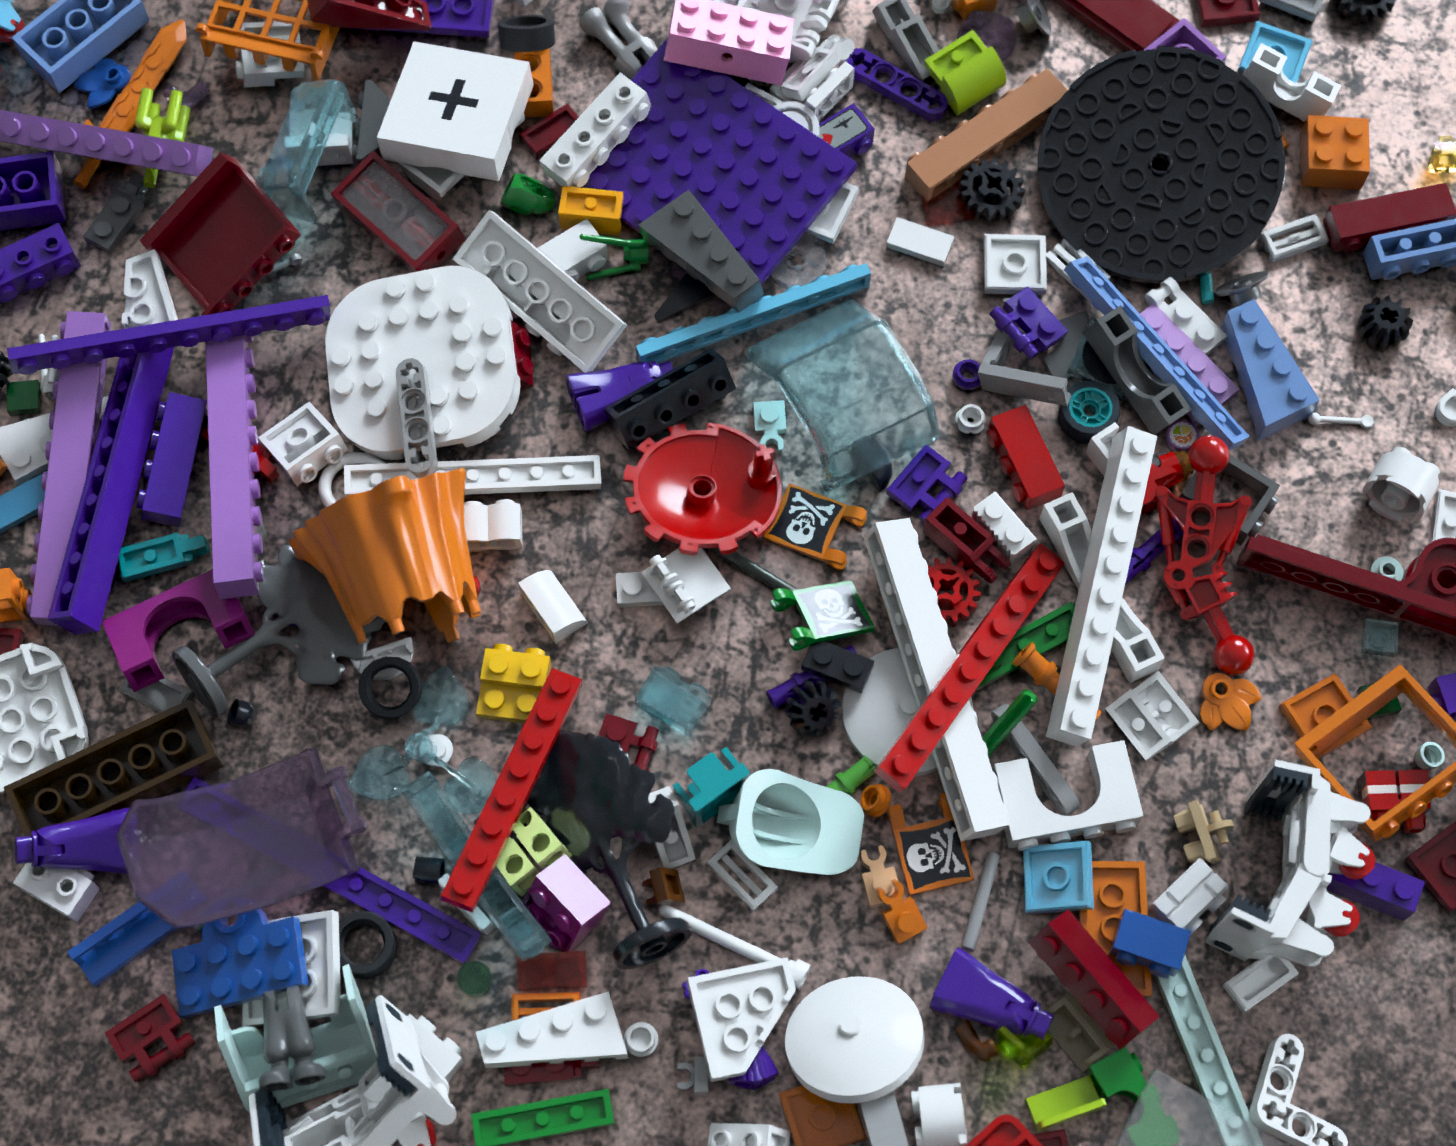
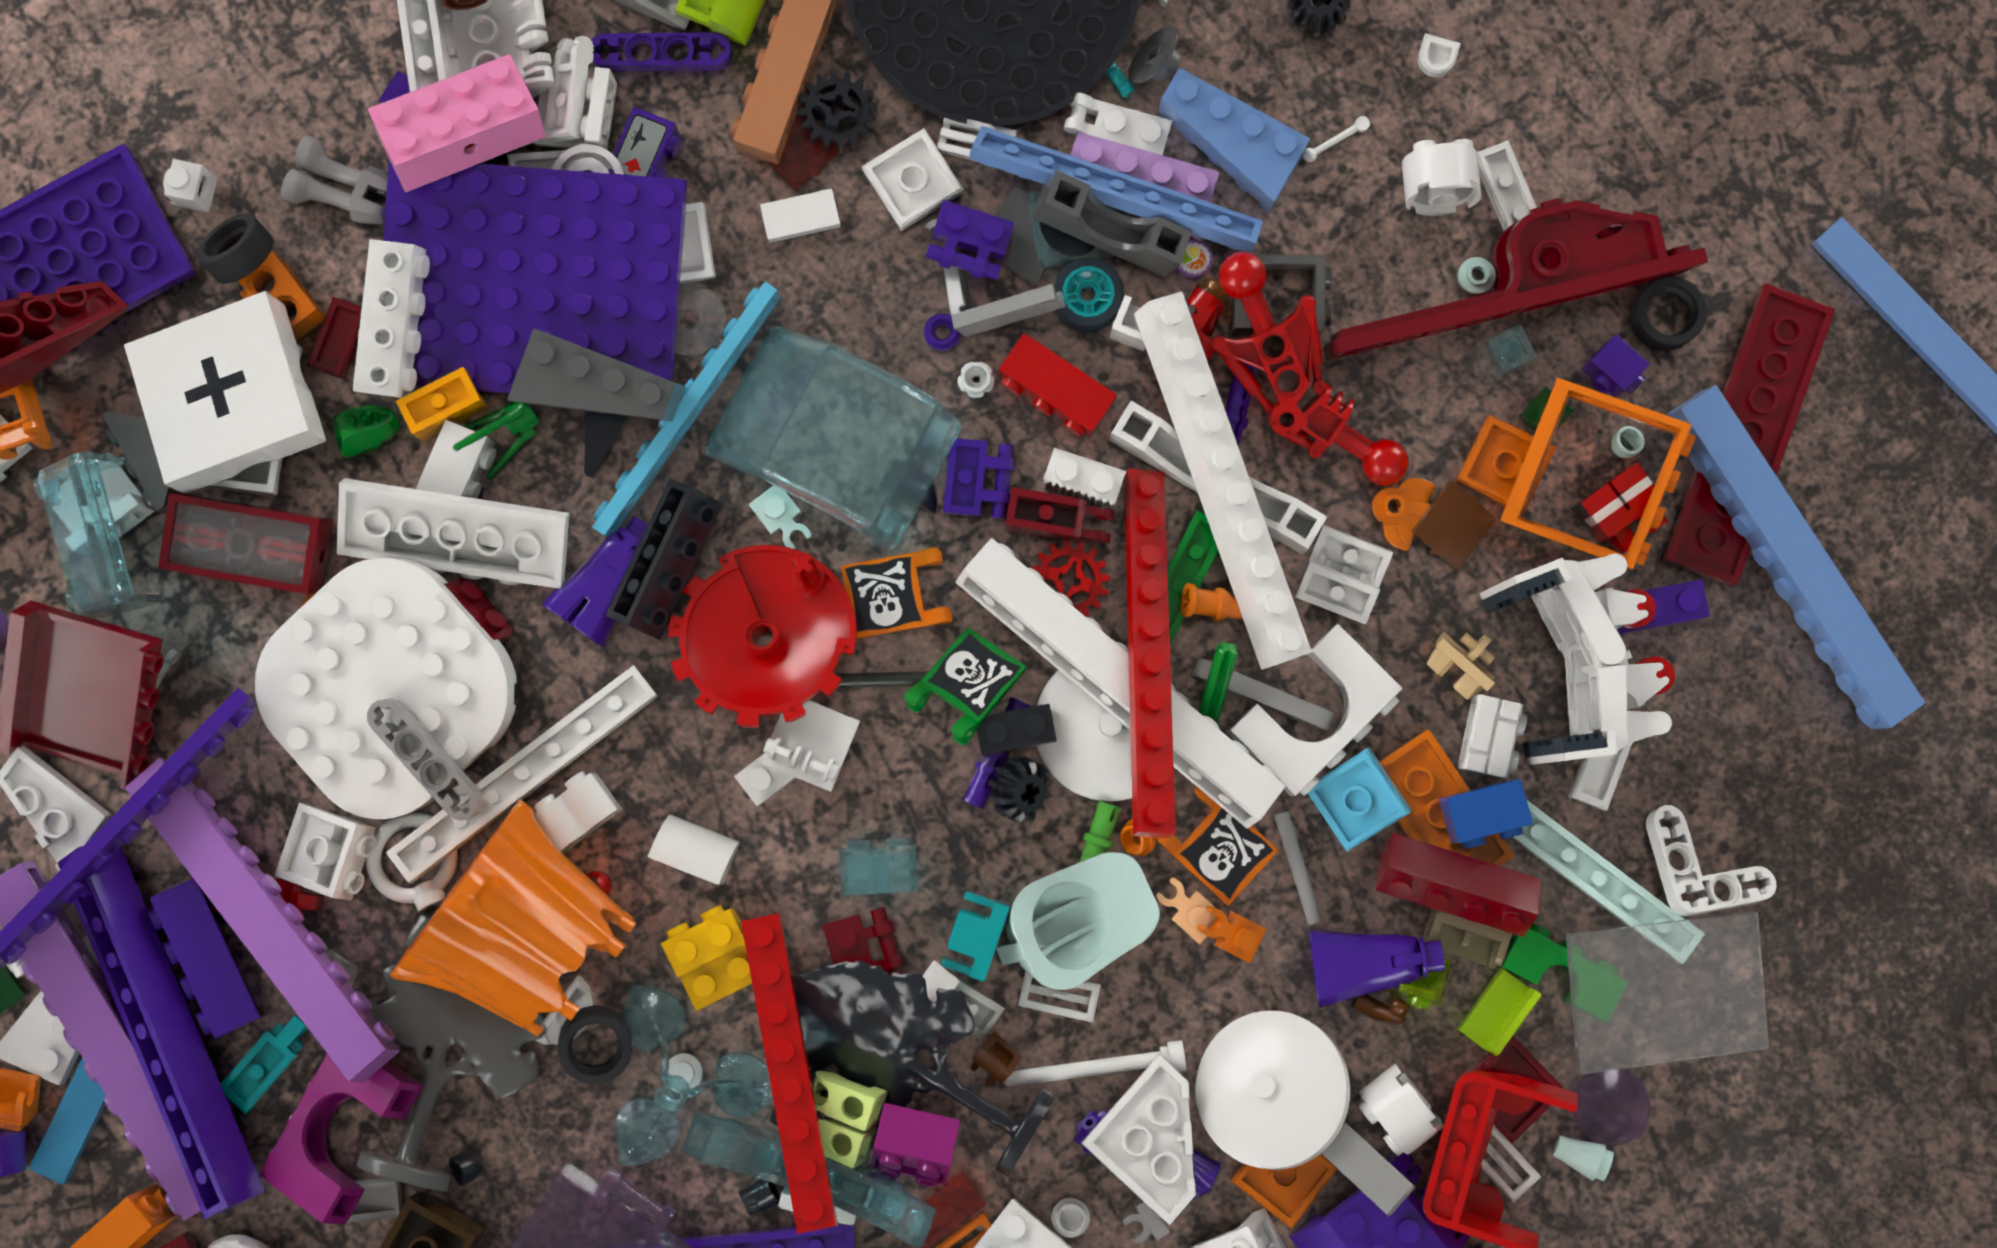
camera: 35 degrees left, 15 degrees up
(1258, 733) = (1453, 525): none -> reddish brown piece

